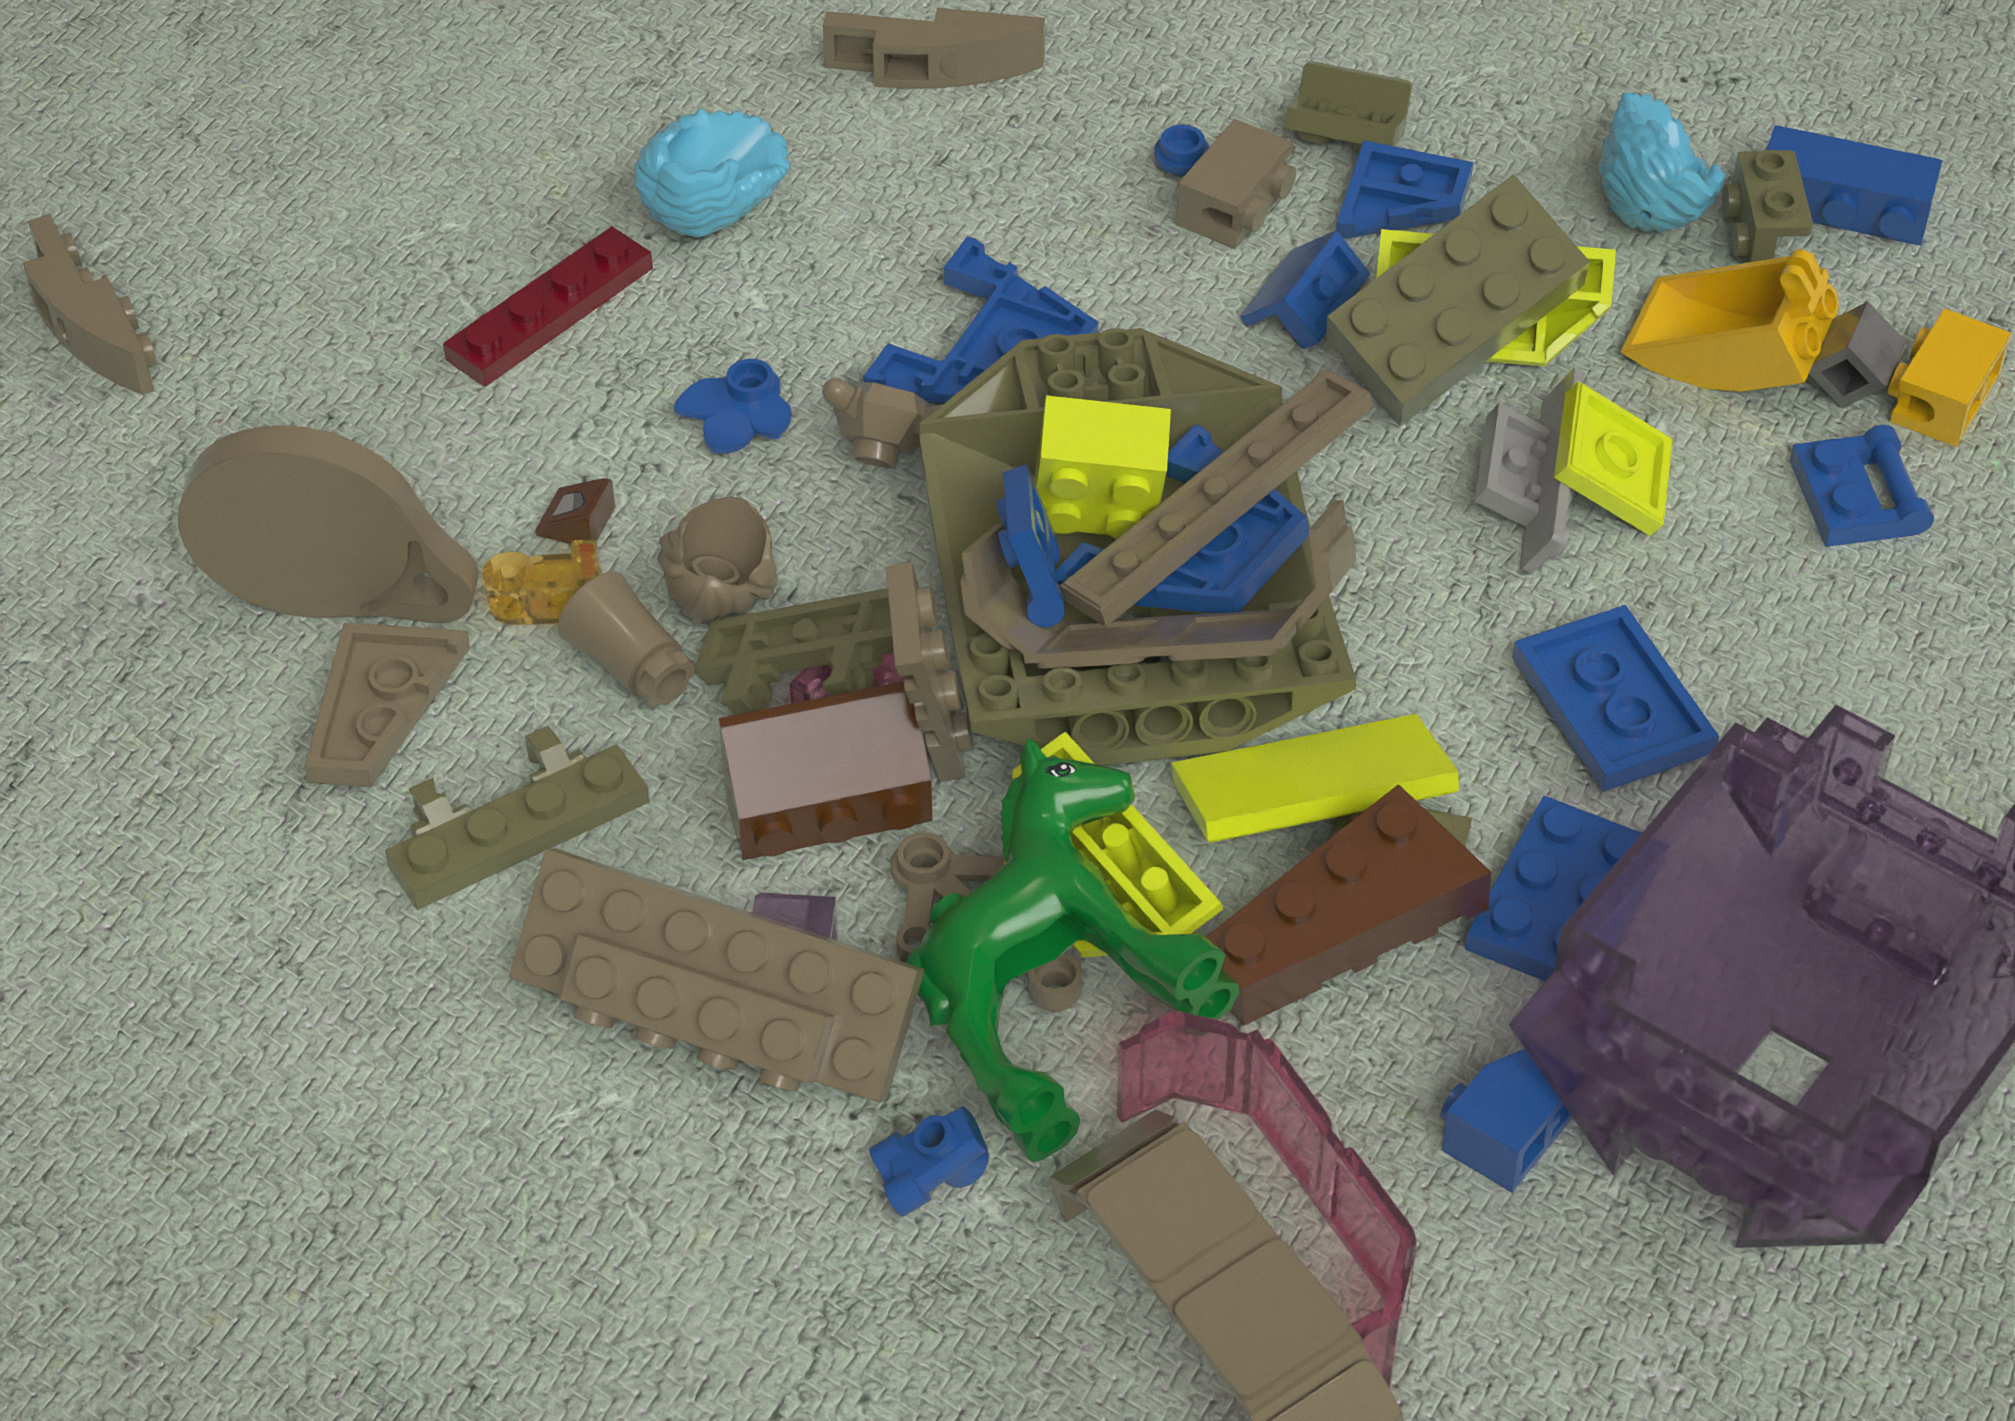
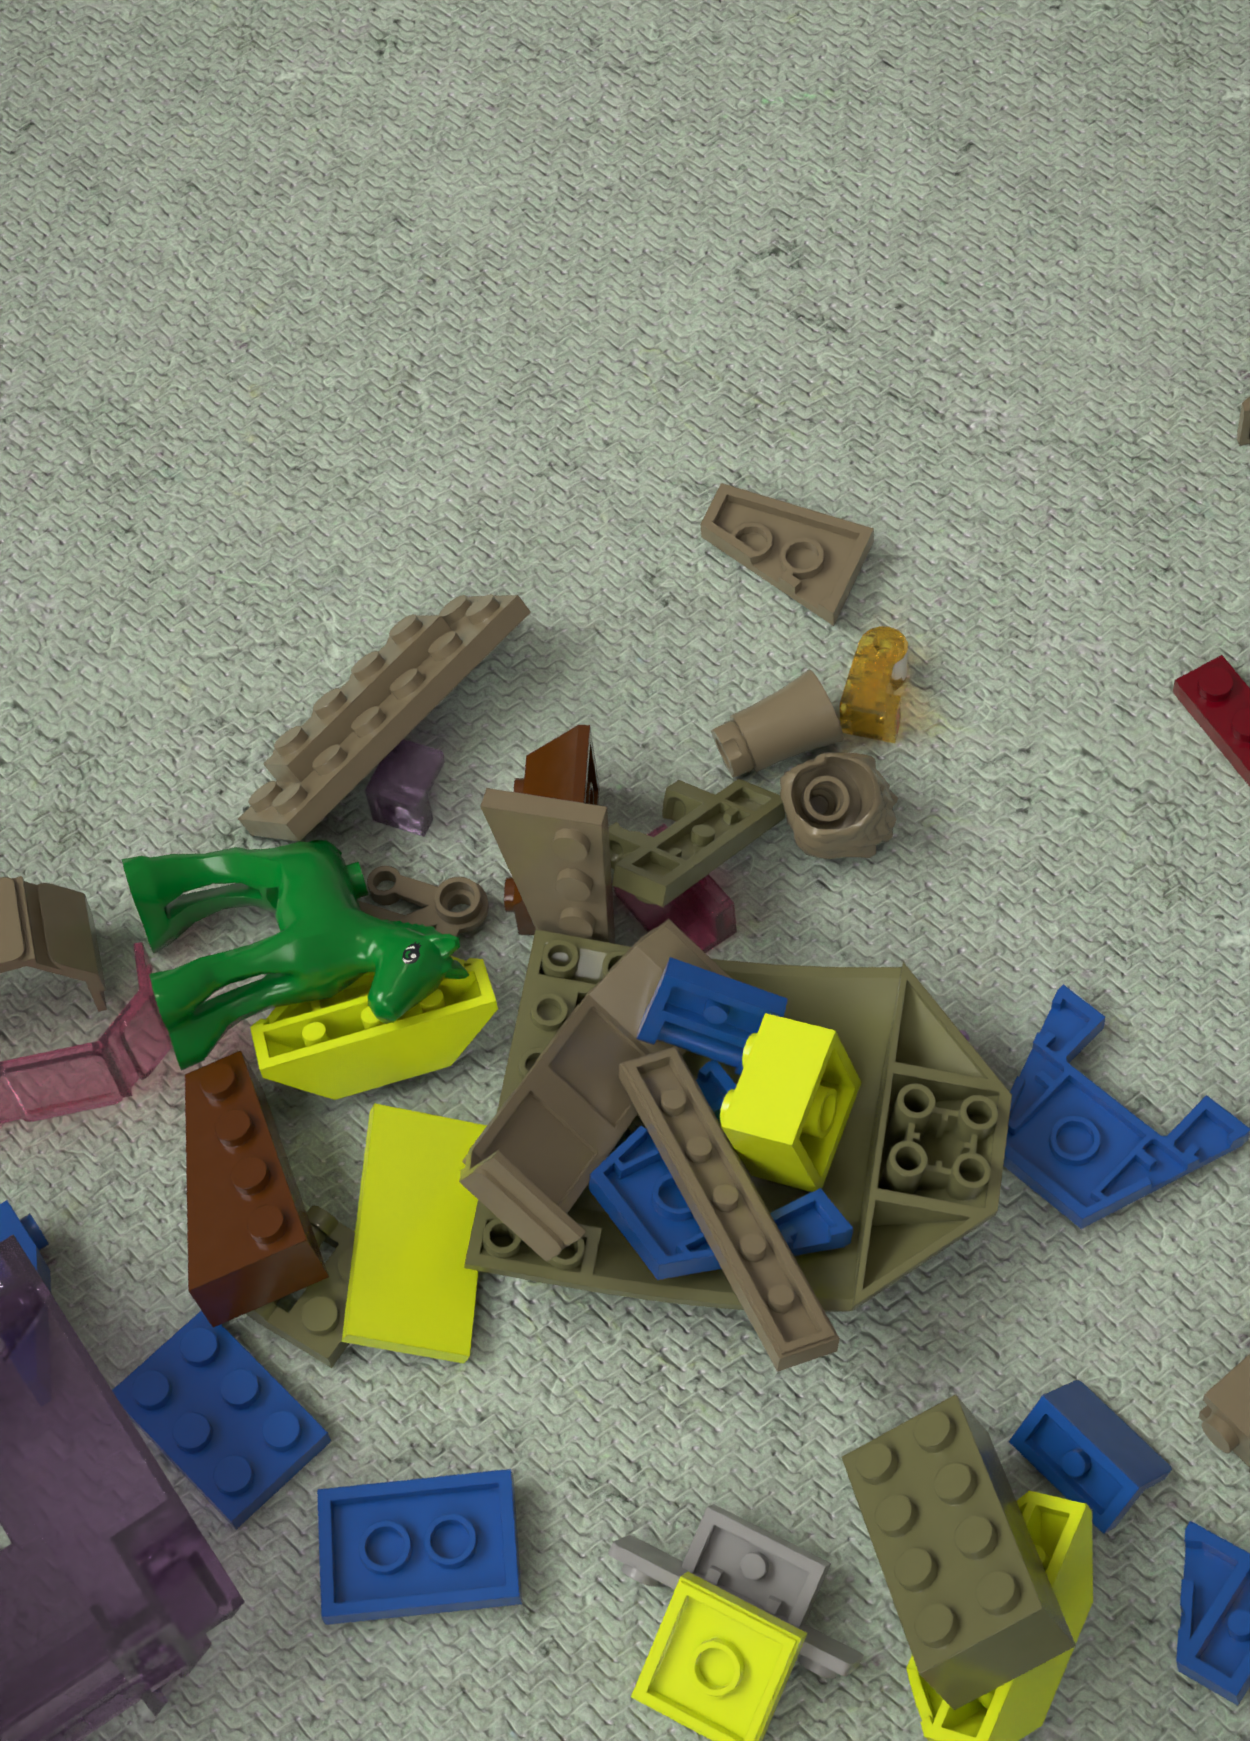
camera: 115 degrees right, 10 degrees up
(319, 530) = (926, 490): dark tan piece -> none
(561, 802) = (633, 663): olive hinge -> none
(578, 511) = (967, 729): reddish brown slope -> none
(737, 406) = (1063, 880): blue plate -> none
(877, 419) = (991, 979): dark tan rock -> none
(936, 1152) = (162, 827): blue plate -> none

